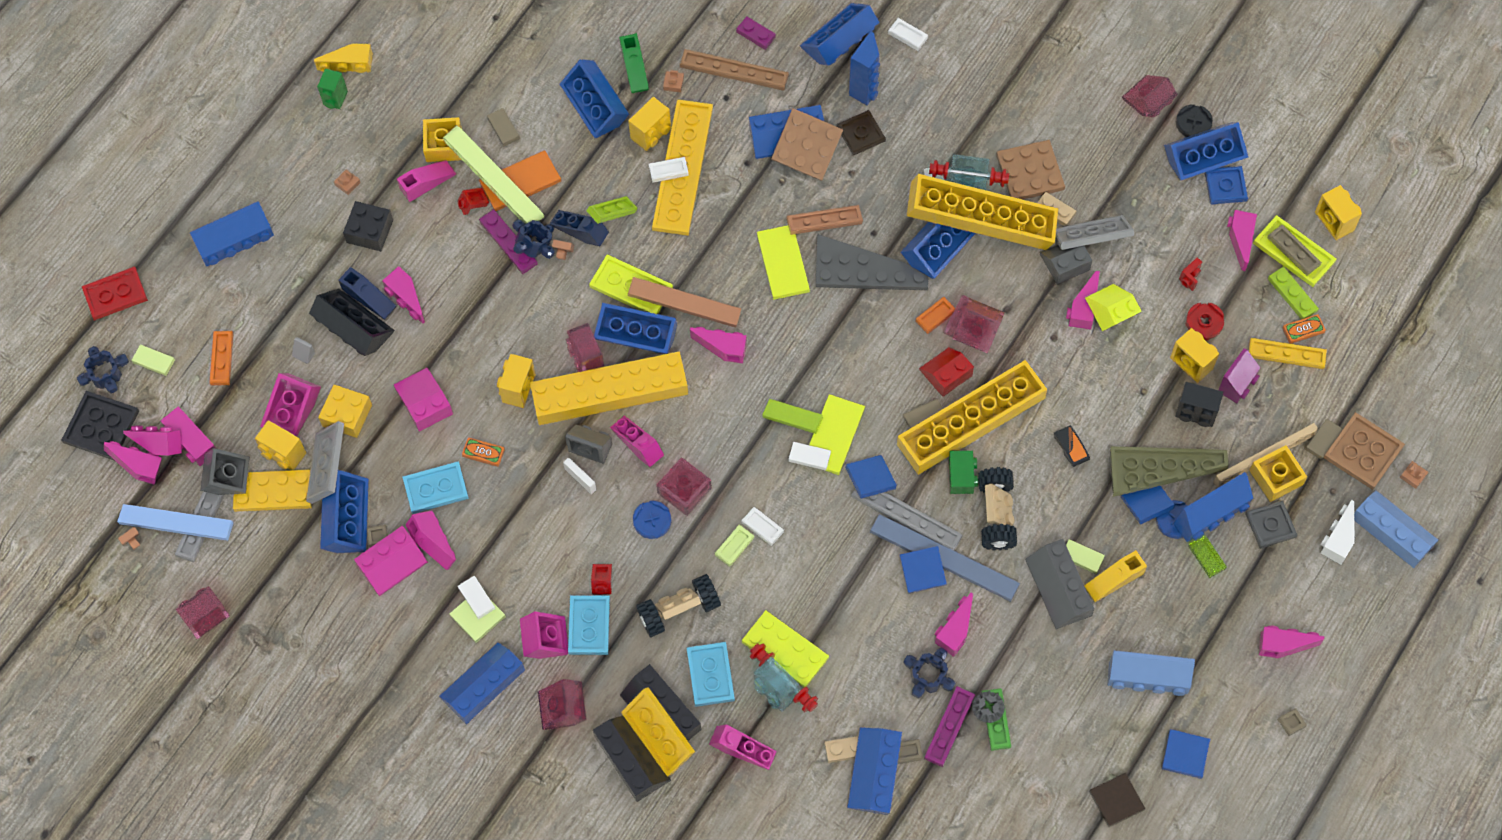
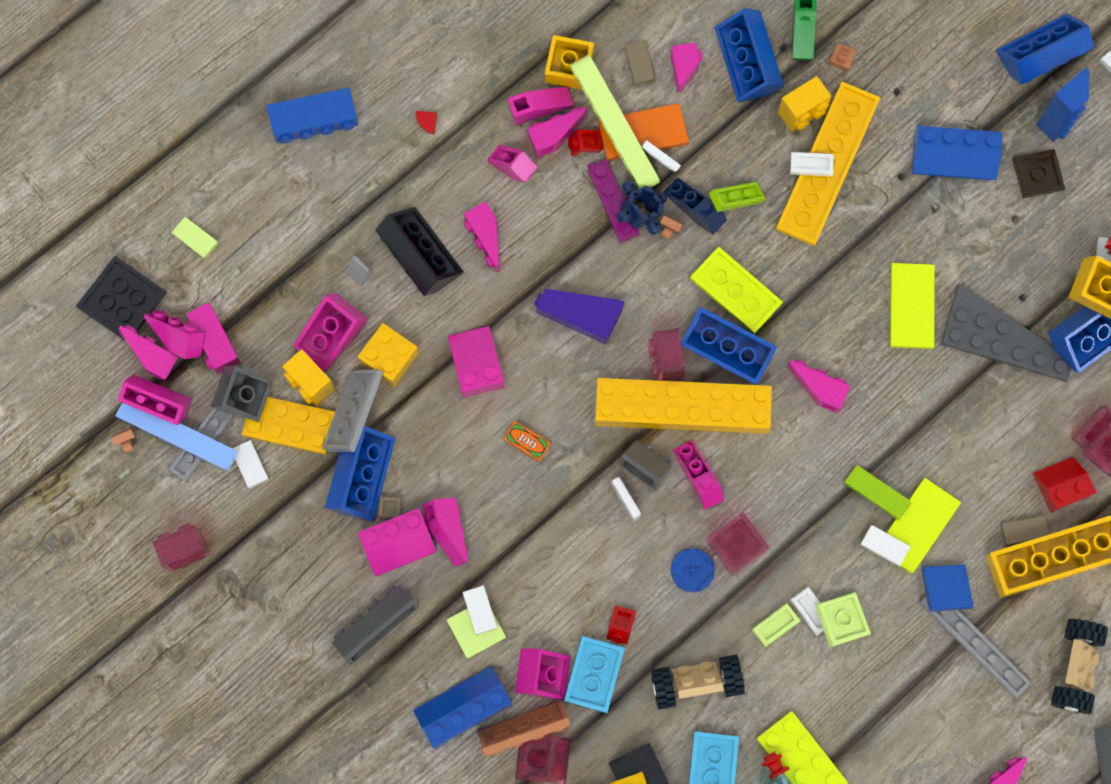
camera: 15 degrees right, 10 degrees up
(108, 380) = (135, 221): dark blue piece -> none
(114, 293) = (170, 149): red plate -> none
(149, 497) = (155, 399): none -> dark pink brick
(221, 358) = (269, 255): orange tile -> none
(247, 532) = (250, 465): none -> white tile
(332, 217) = (427, 121): none -> red tile
(347, 182) = (452, 83): nougat tile -> none
(366, 293) = (443, 223): dark blue slope -> none
(368, 226) = (463, 143): black brick -> none
(389, 632) = (375, 624): none -> dark grey slope
(414, 231) = (512, 163): none -> dark pink slope
(435, 487) = (465, 469): medium azure plate -> none
(442, 200) = (550, 135): none -> dark pink slope
(503, 336) = (580, 312): none -> dark purple slope
(516, 379) = (583, 371): yellow brick -> none
(533, 685) = (523, 728): none -> nougat plate
(539, 194) = (660, 156): none -> white tile
(541, 117) = (685, 63): none -> dark pink slope
(684, 302) = (791, 326): nougat tile -> none
(734, 69) = (914, 60): medium nougat tile -> none
(756, 33) = (949, 22): magenta plate -> none
(789, 525) = (842, 619): none -> yellowish green tile
(807, 144) = (975, 175): medium nougat plate -> none
(824, 219) = (971, 268): nougat tile -> none
(923, 569) = (978, 712): blue tile -> none
(935, 315) = (1067, 415): orange tile -> none
(951, 560) = (1005, 704): sand blue tile -> none
(962, 472) = (1050, 610): green brick -> none

